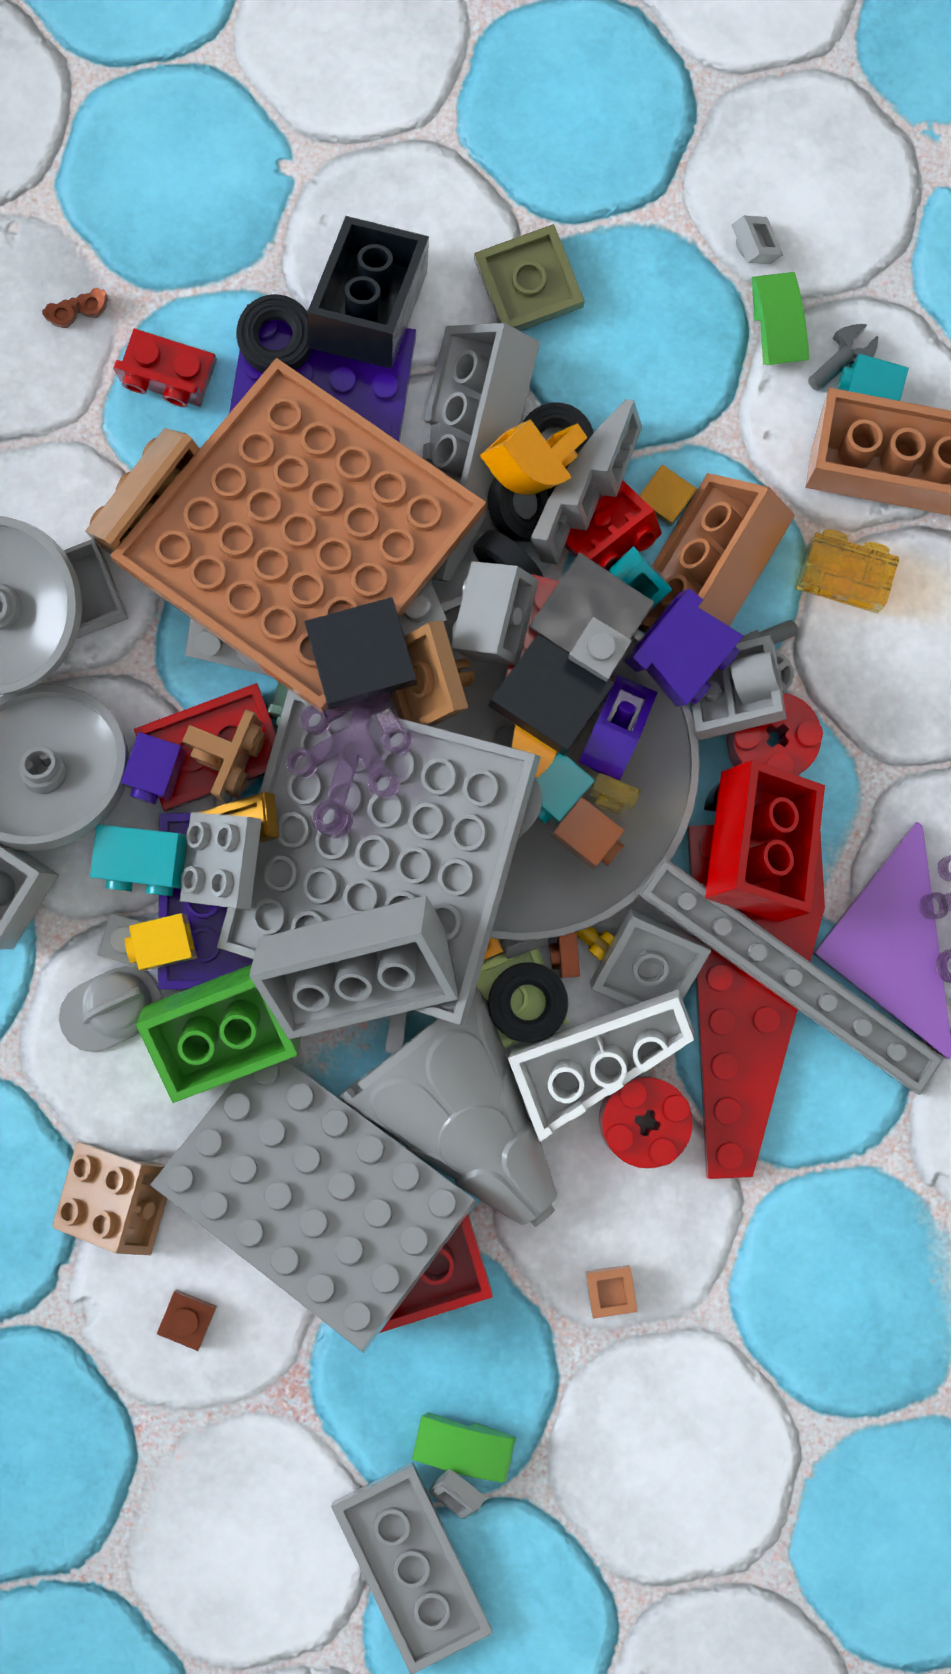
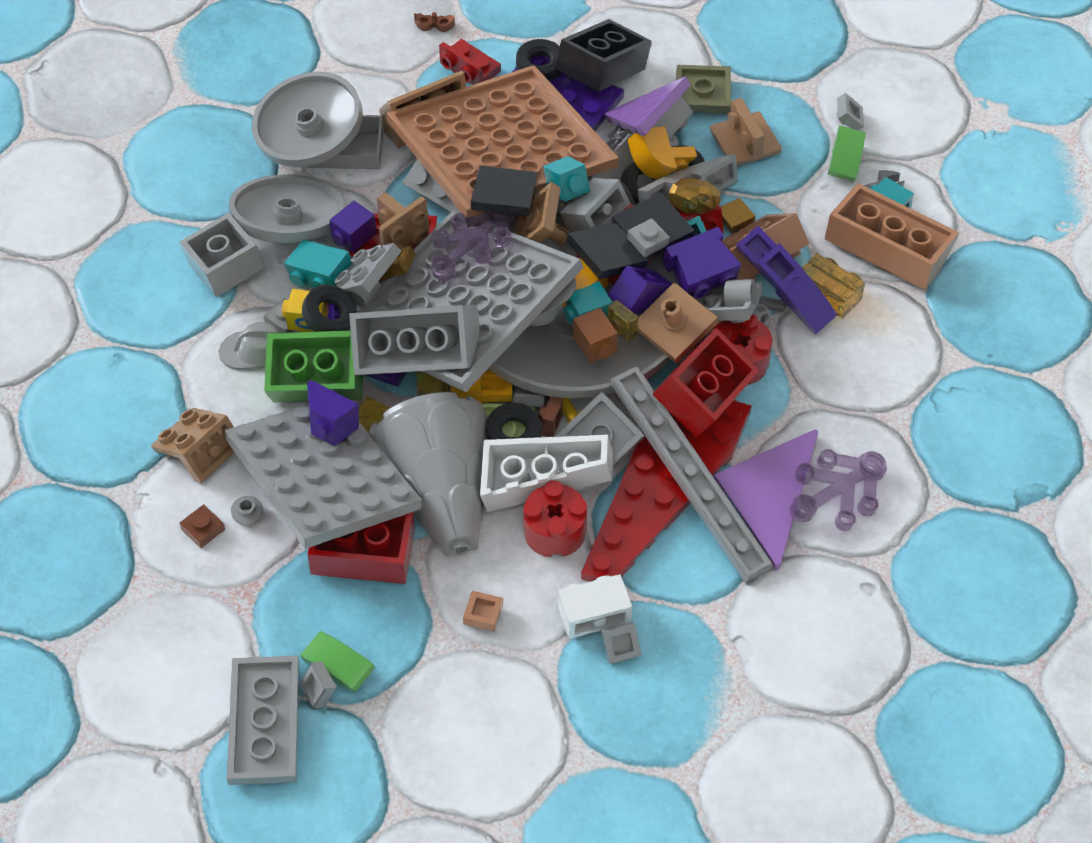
camera: 30 degrees right, 30 degrees down
(174, 947) = (335, 296): none -> black tyre
(223, 1285) = (248, 517): none -> light grey plate
(285, 1115) = (331, 414): none -> dark purple slope
(325, 1053) = (371, 412): none -> clear yellow plate
(439, 590) = (568, 175): none -> teal brick
(490, 397) = (648, 109): none -> medium lavender tile
(612, 510) = (694, 196): none -> pearl gold rock
(625, 347) = (745, 135): none -> medium nougat bracket
(687, 763) = (676, 323): none -> medium nougat tile
(751, 1229) = (594, 605): none -> white brick
(793, 602) = (788, 279): none -> dark purple slope
(804, 1262) = (621, 642): none -> light grey plate

